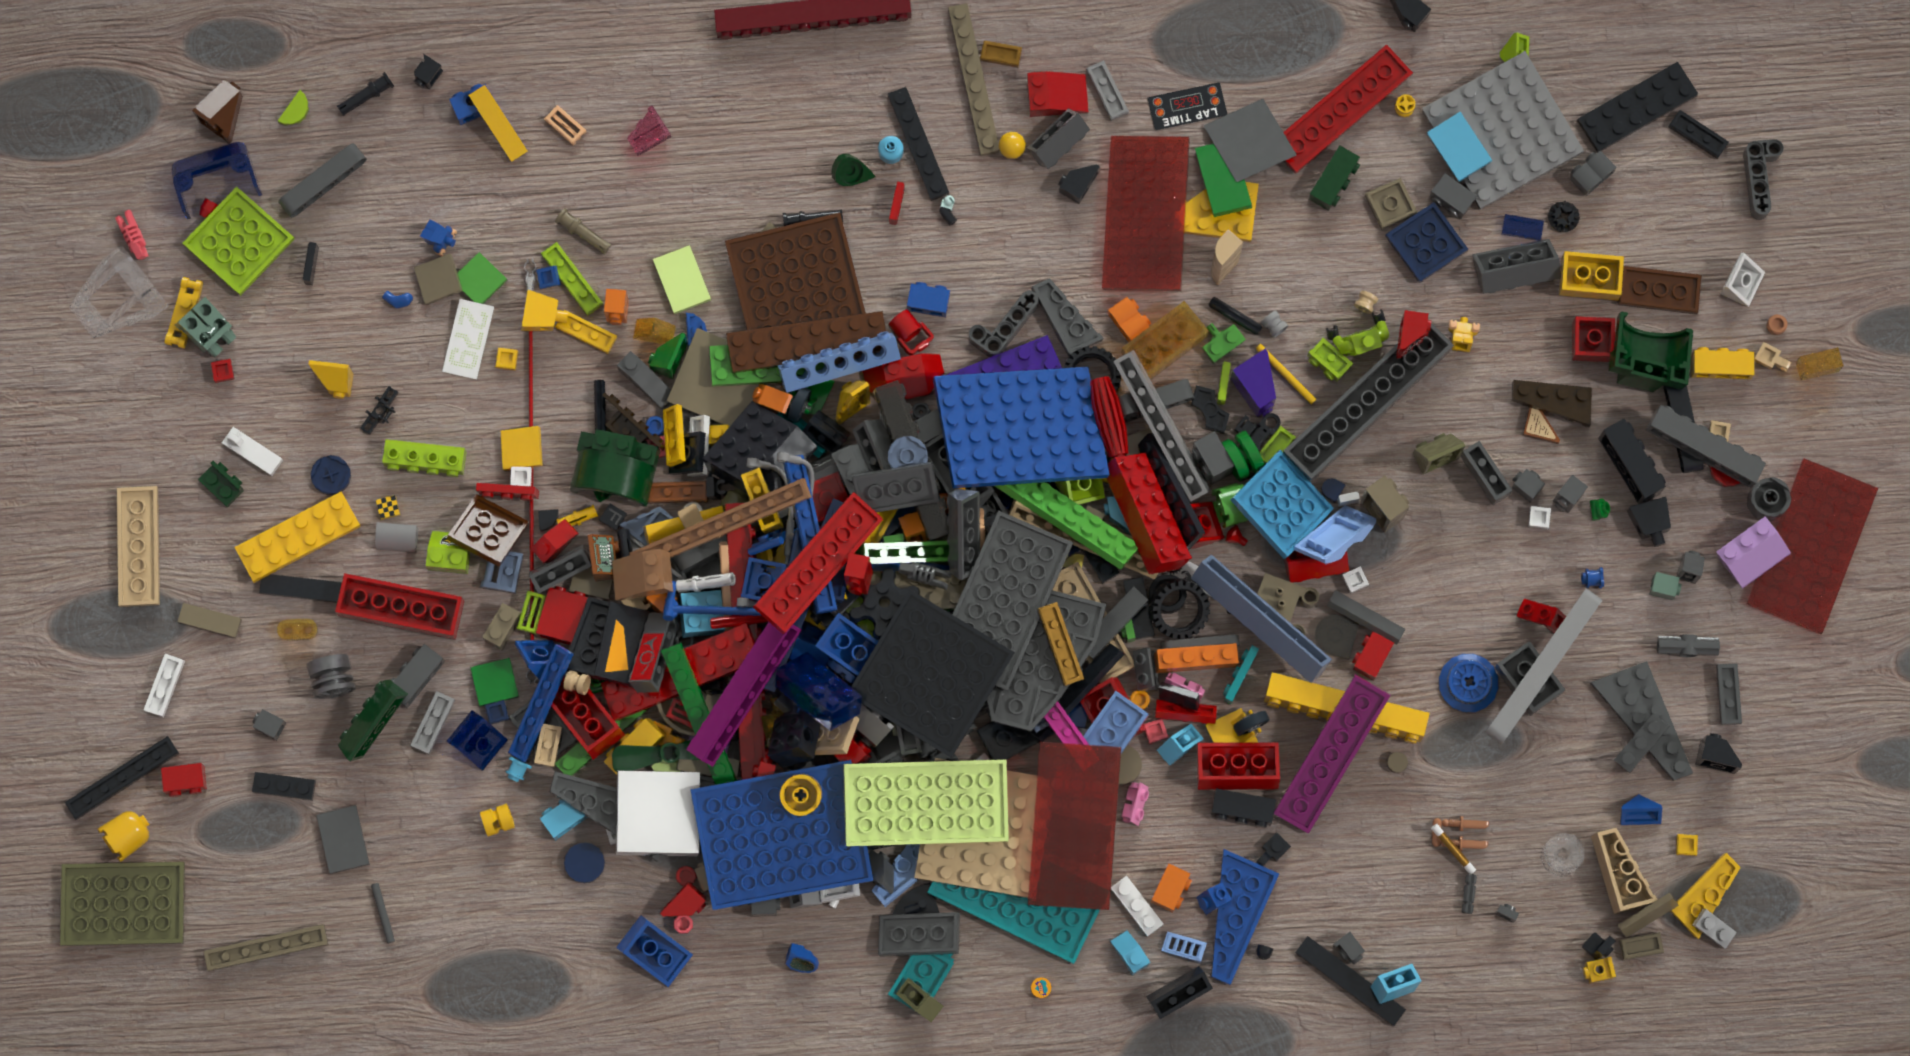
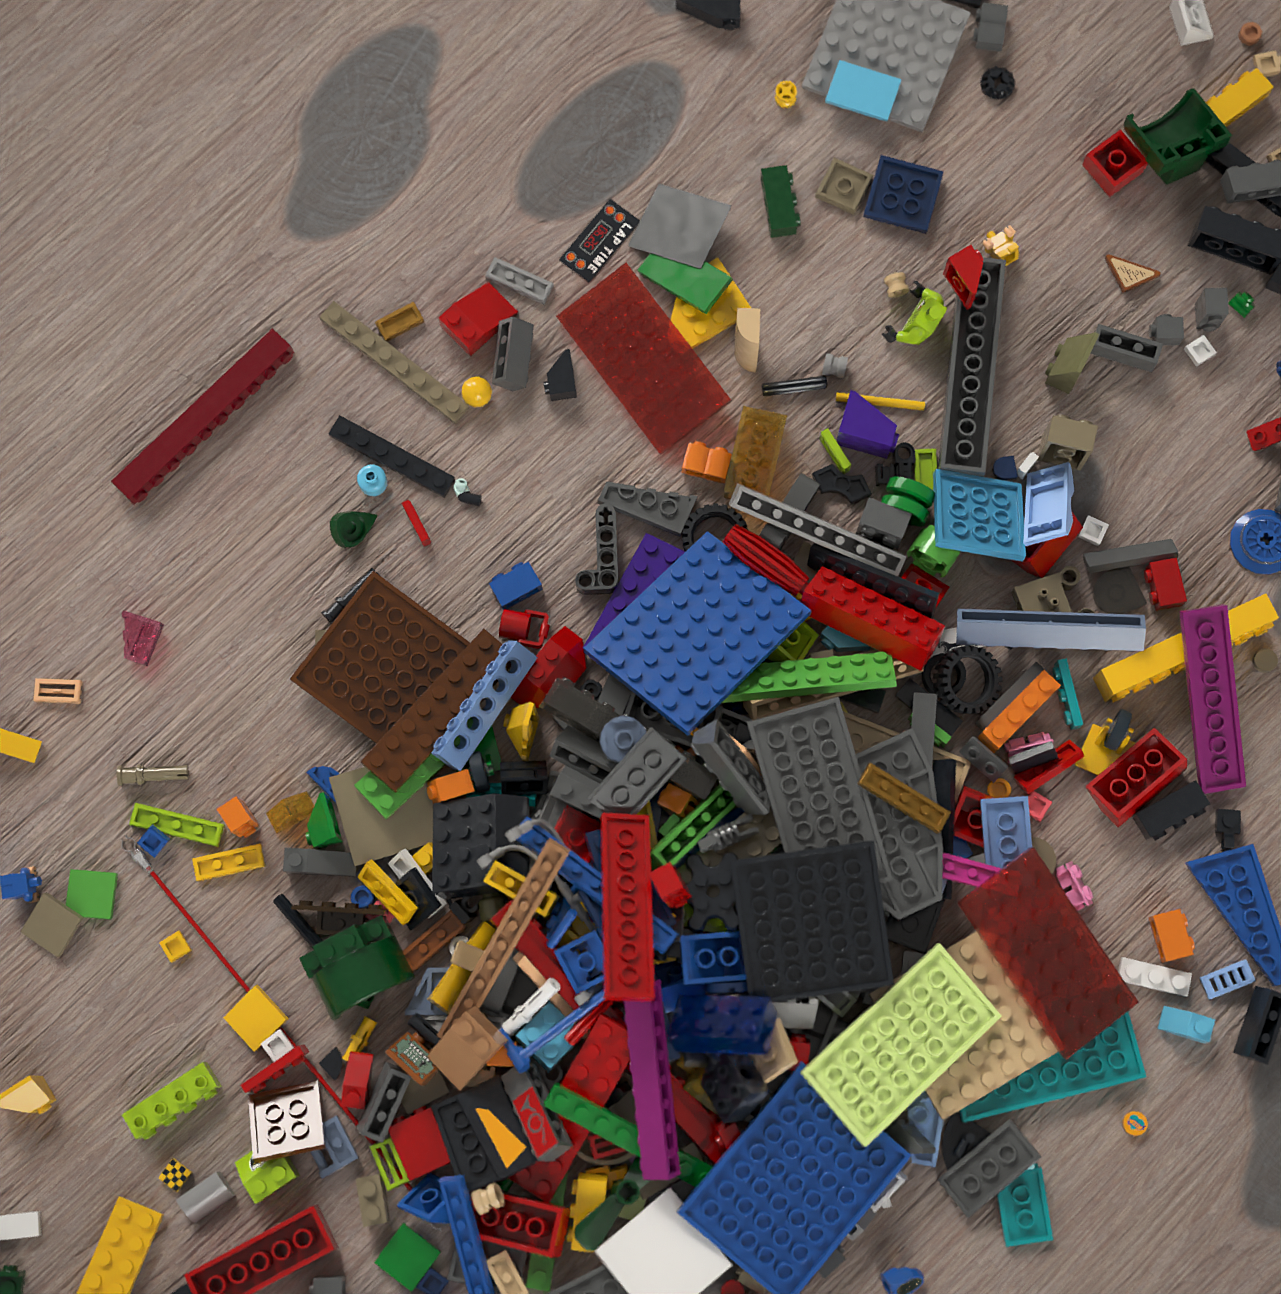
camera: 35 degrees left, 0 degrees up
(330, 475) = (96, 1188): dark blue tile -> none
(378, 417) = (97, 1082): black piece -> none
(398, 301) = (31, 975): blue arm -> none
(468, 339) = (124, 957): white sticker -> none
(541, 313) = (173, 878): yellow torso -> none
(613, 517) = (392, 1012): black tile -> none
(682, 279) = (278, 745): yellowish green tile -> none
(809, 786) = (798, 1129): yellow brick -> none
(919, 1000) = (1041, 1229): olive slope -> none
(1179, 744) = (1069, 800): medium azure slope -> none
(1213, 898) = (1217, 914): blue bracket -> none
(1222, 342) = (803, 417): bright green plate -> none
(1235, 536) = (957, 576): red rock -> none
(1329, 360) = (908, 359): lime bracket -> none
(1345, 106) = (735, 133): red plate -> none
(1452, 196) = (892, 138): dark grey brick -> none
(1517, 266) = (996, 153): dark grey slope -> none
(1522, 227) = (971, 119): clear blue tile -> none
(1557, 399) = (1133, 235): dark brown wing -> none
(1591, 275) = (1066, 111): yellow brick -> none
(1660, 290) = (1130, 80): reddish brown tile -> none

